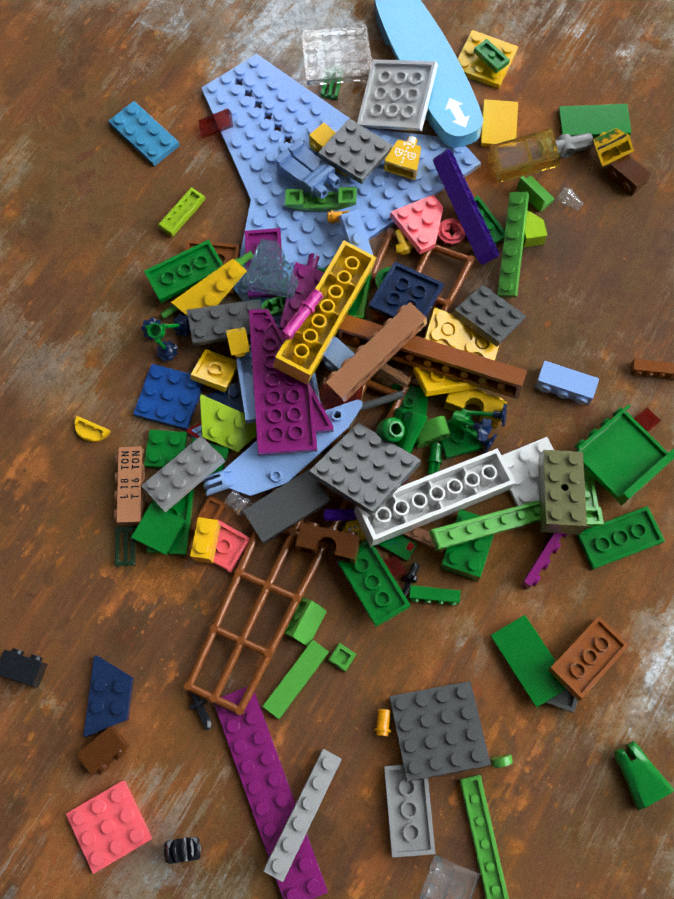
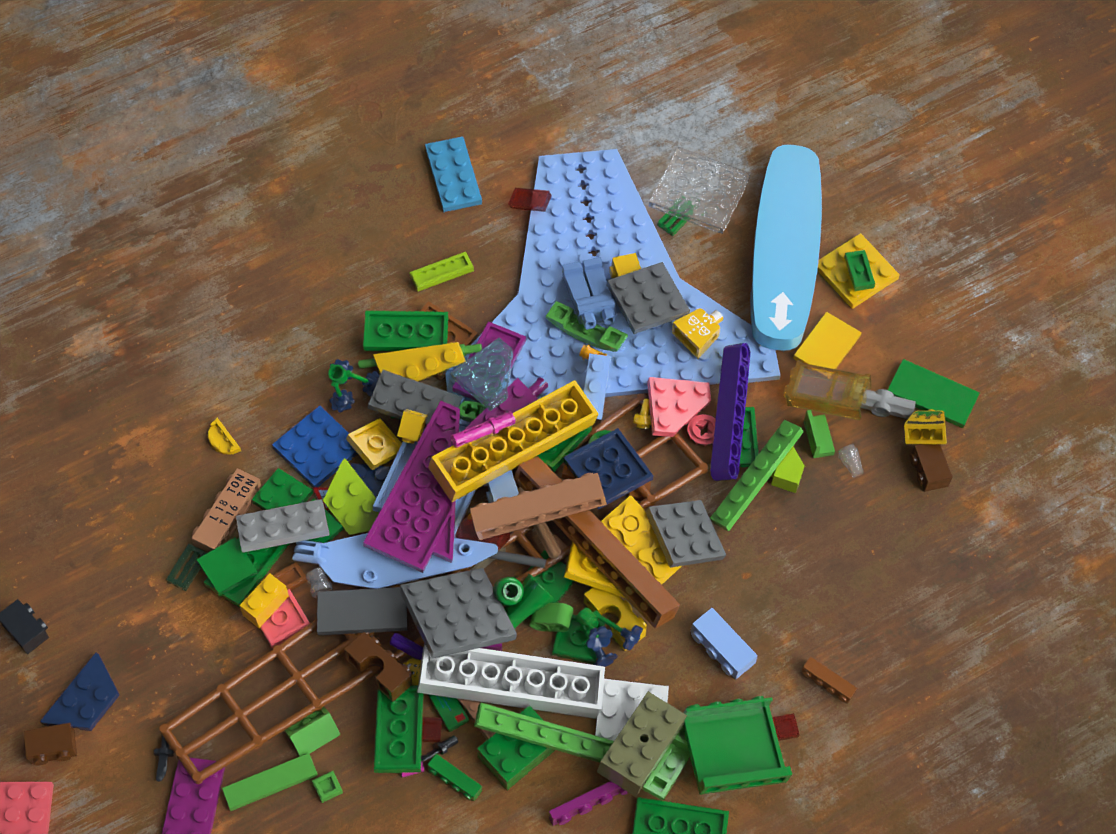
camera: 25 degrees right, 10 degrees down
(397, 94) = (730, 262): white plate -> none
(434, 458) = (540, 645): green axle -> none

